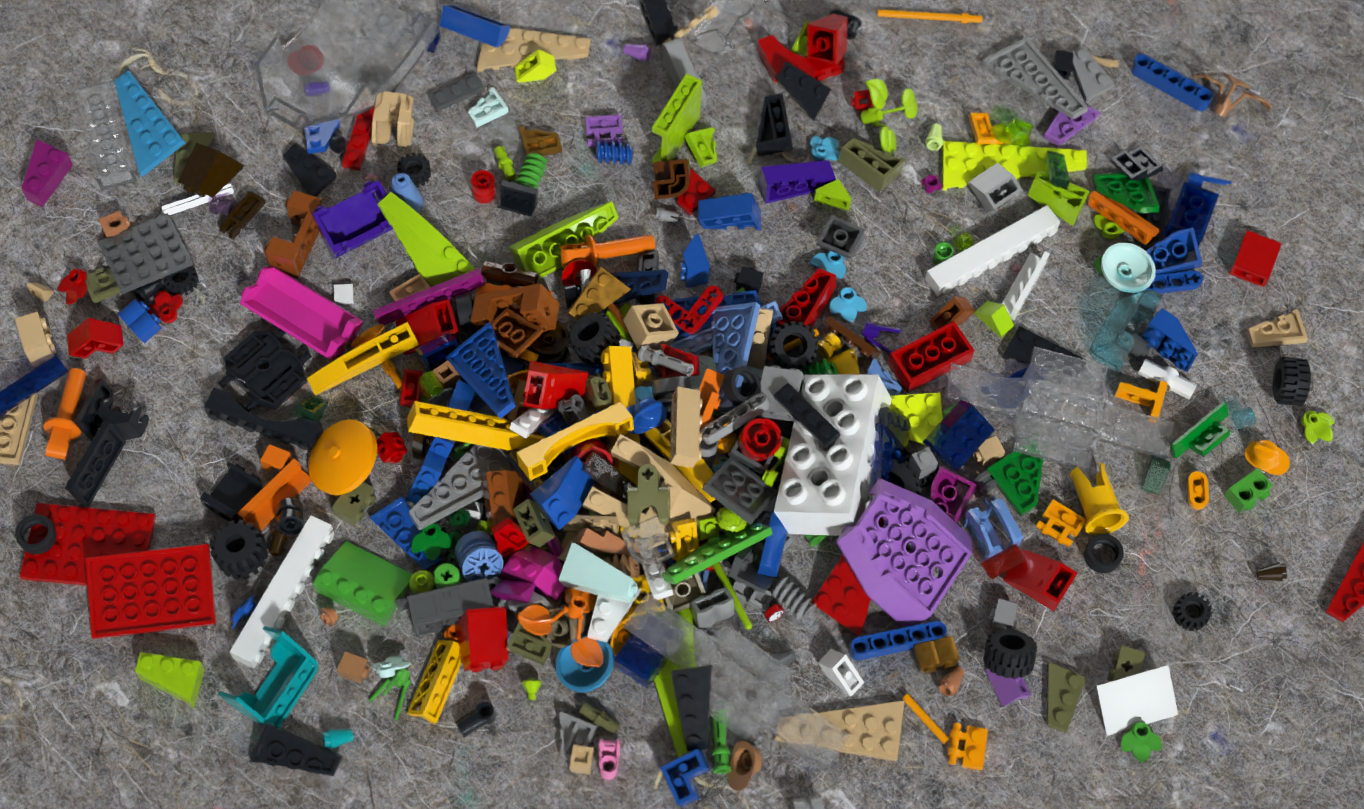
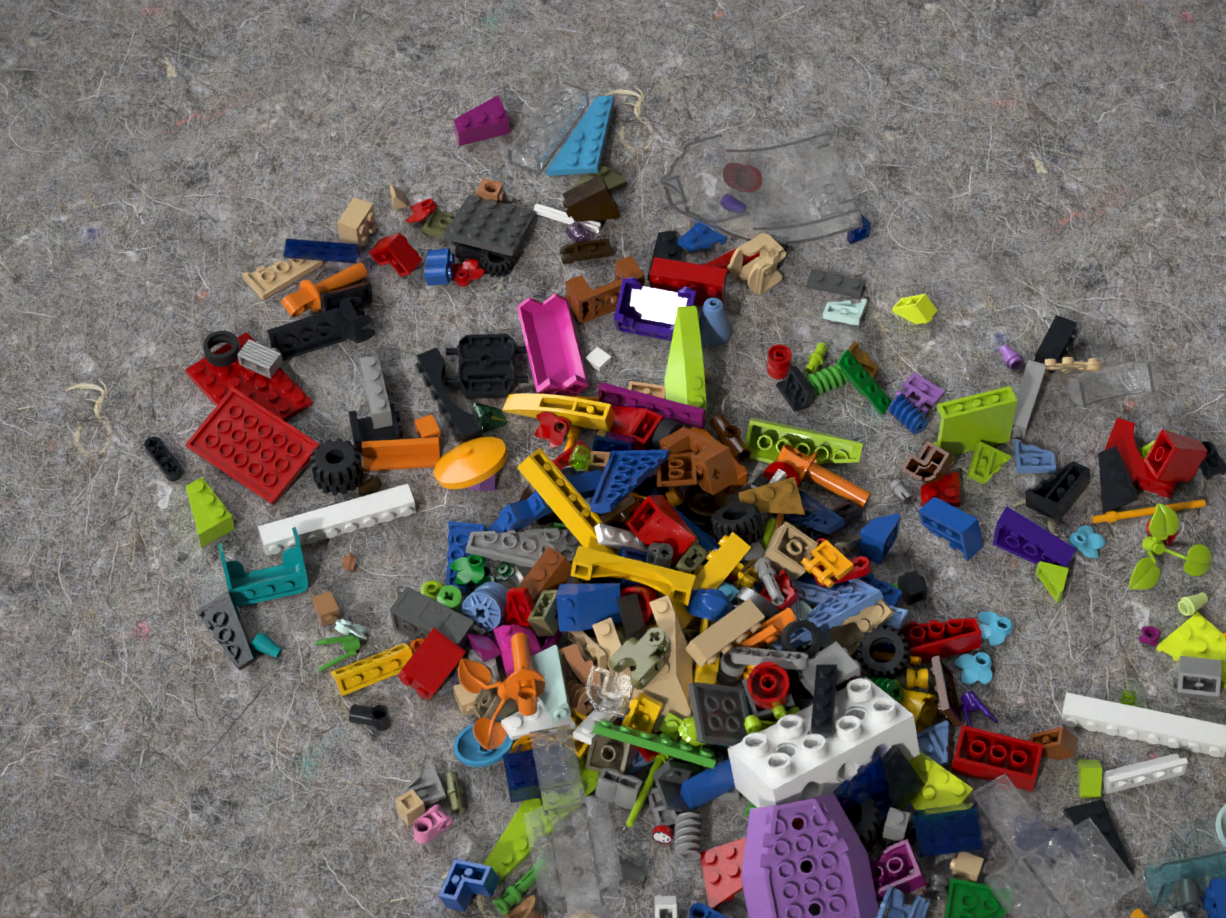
camera: 50 degrees right, 10 degrees down
(78, 515) = (260, 358): none -> light grey brick
(98, 661) = (163, 451): none -> black beam
(202, 463) = (376, 392): none -> light grey brick
(245, 609) = (292, 508): blue plate -> none
(290, 516) = (394, 473): black wheel -> none
(338, 144) = (706, 254): black plate -> none
(350, 176) = (674, 275): none -> red brick
(354, 512) = (448, 502): olive brick -> none
(363, 583) = (395, 558): bright green slope -> none
(370, 379) = (549, 428): none -> red plate
(391, 447) = (512, 485): red brick -> none
(419, 161) = (742, 305): black tyre -> none
(474, 25) = (898, 244): blue brick -> none
(523, 43) = (912, 277): tan wing -> none
(529, 645) = (456, 696): olive wing -> none
(531, 686) = (432, 729): lime rock -> none
(562, 153) = (863, 381): none -> green bracket
(592, 592) = (524, 683): none -> orange piece
(682, 293) = (848, 545): none -> dark tan pin
(693, 308) = (831, 559): none -> light orange plate
(693, 700) = (526, 824): black wing -> none
(729, 117) = (1033, 459): none -> medium blue wing
(822, 117) = (1112, 516): none -> light orange bar
(841, 237) = (1020, 612): flat silver slope -> none
(869, 164) = (1110, 581): olive wedge -> none
(942, 252) = (1098, 690): bright green wheel -> none

